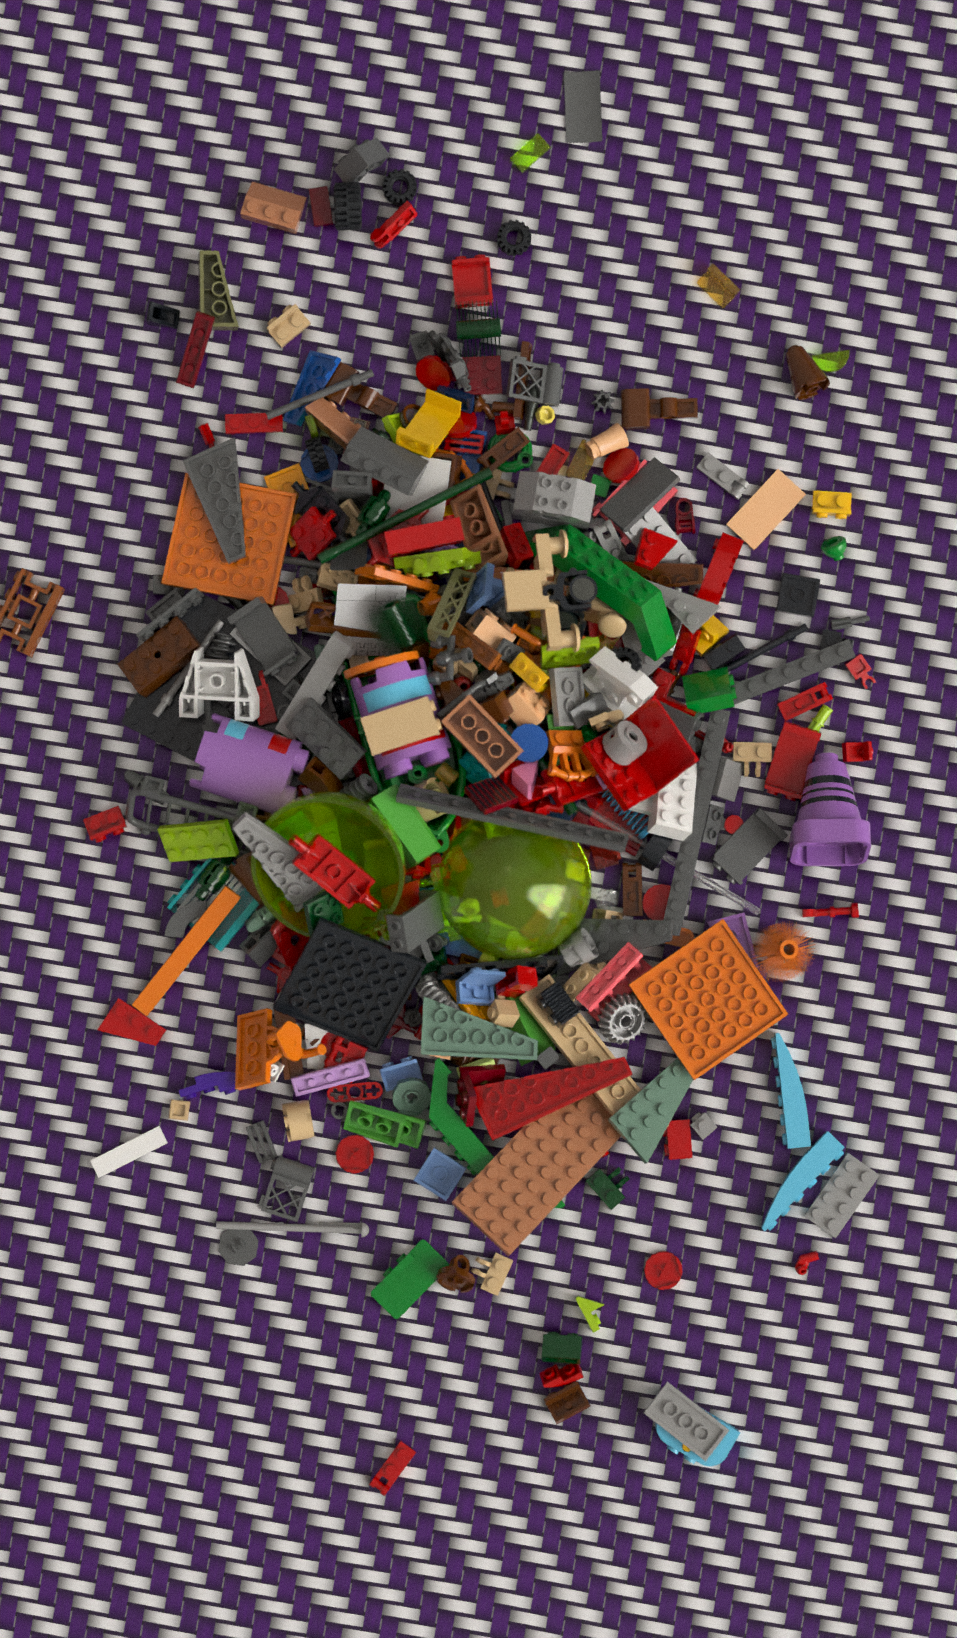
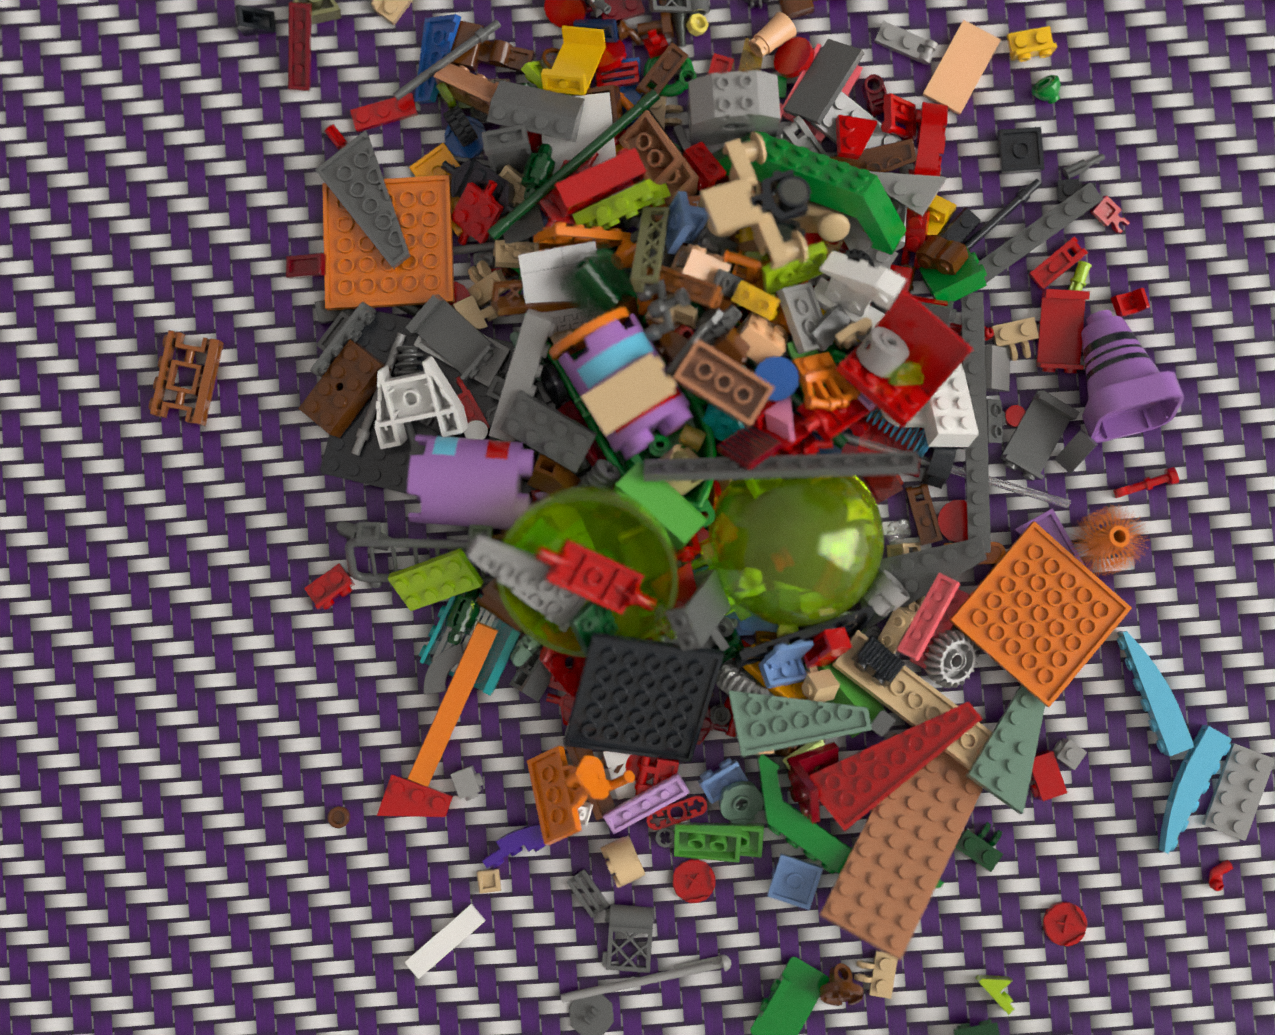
camera: 10 degrees left, 0 degrees up
(64, 1023) = (338, 817): none -> reddish brown tile
(153, 541) = (305, 265): none -> dark red tile
(182, 1021) = (467, 783): none -> light grey brick
(265, 721) = (476, 430): none -> white sticker
(641, 766) = (907, 374): none -> clear neon green tile
(700, 535) = (901, 111): none -> red plate
(702, 670) = (942, 254): none -> reddish brown brick
(776, 868) = (1076, 451): none -> dark grey slope

